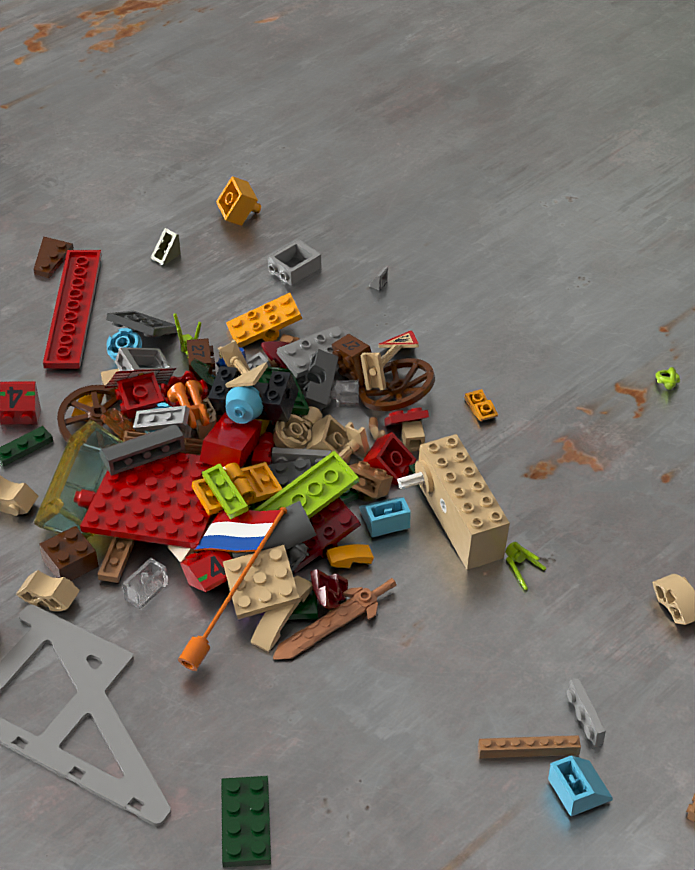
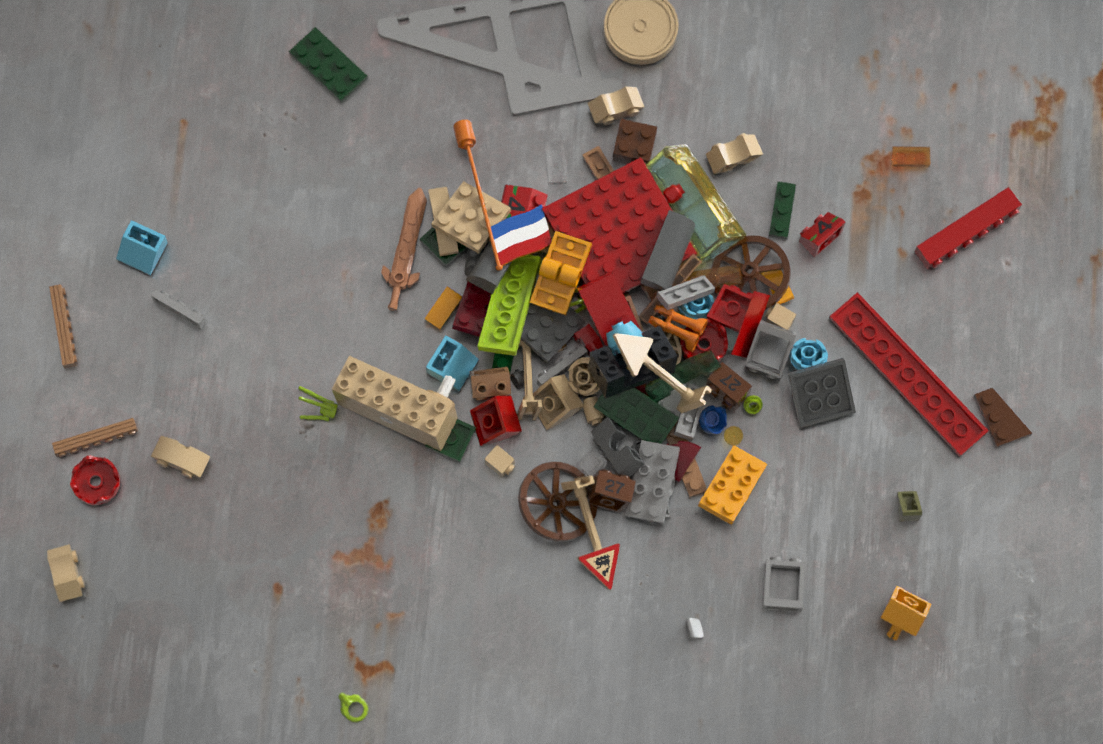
camera: 135 degrees right, 30 degrees up
(183, 343) = (773, 412): lime plant -> none
(225, 491) = (556, 249): lime plate -> none
(328, 588) = (429, 262): dark red brick -> none
(373, 426) = (538, 446): arm -> none
(398, 417) = (515, 467): red plate -> none
(480, 406) = (478, 545): light orange slope -> none
(529, 746) = (196, 254): medium nougat piece -> none

